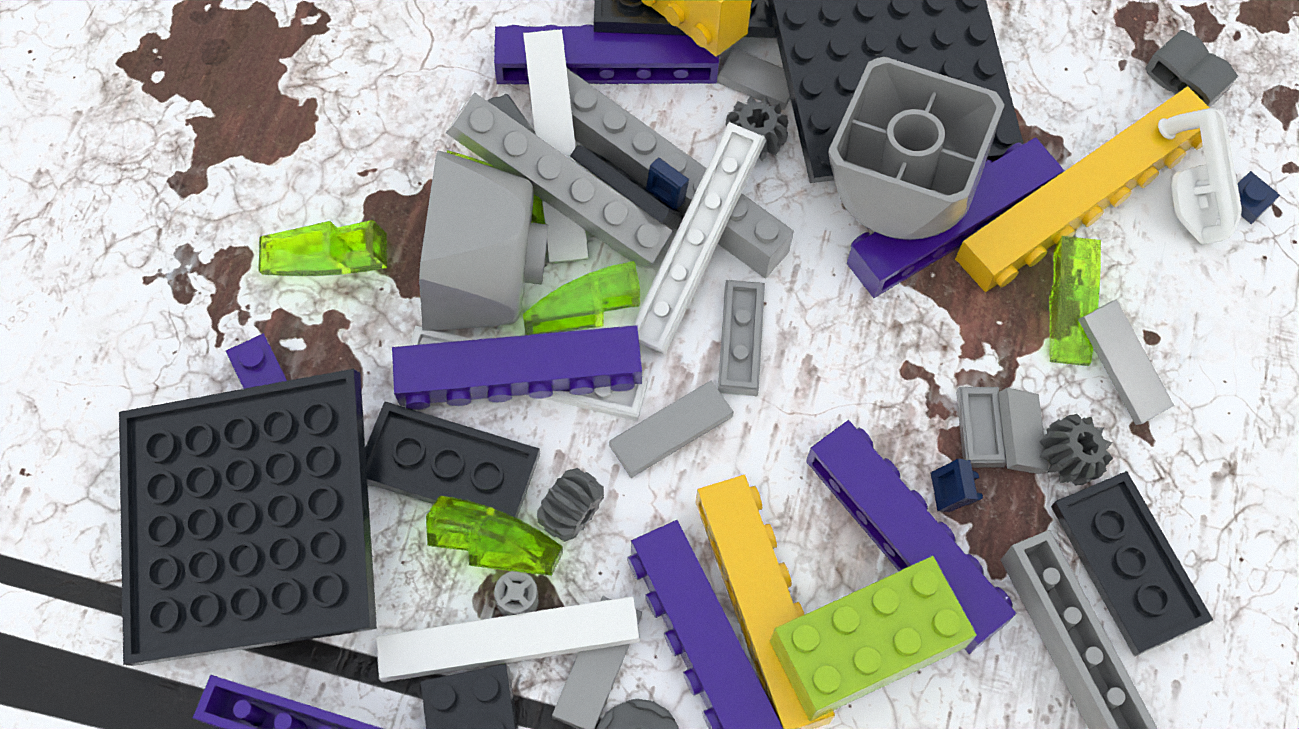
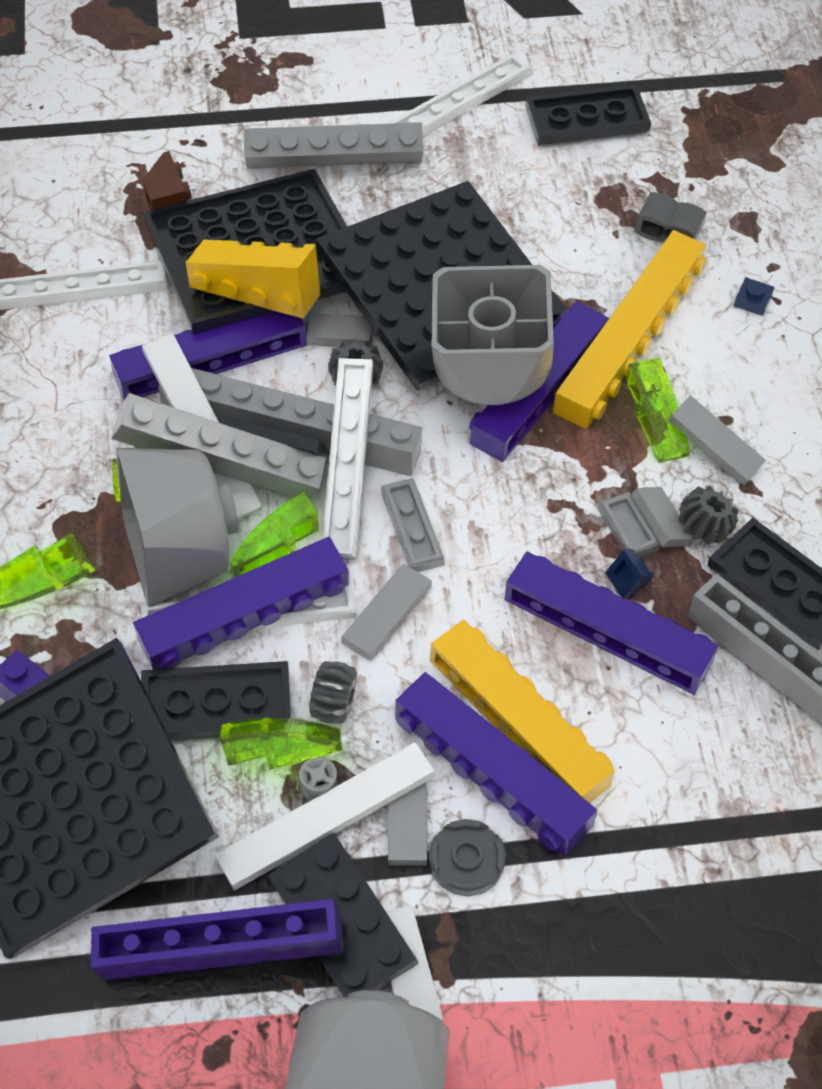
camera: 20 degrees left, 10 degrees down
(667, 183) = (306, 421): dark blue tile -> none
(871, 638) = (618, 698): lime brick -> none
(1207, 189) = (721, 297): white piece -> none

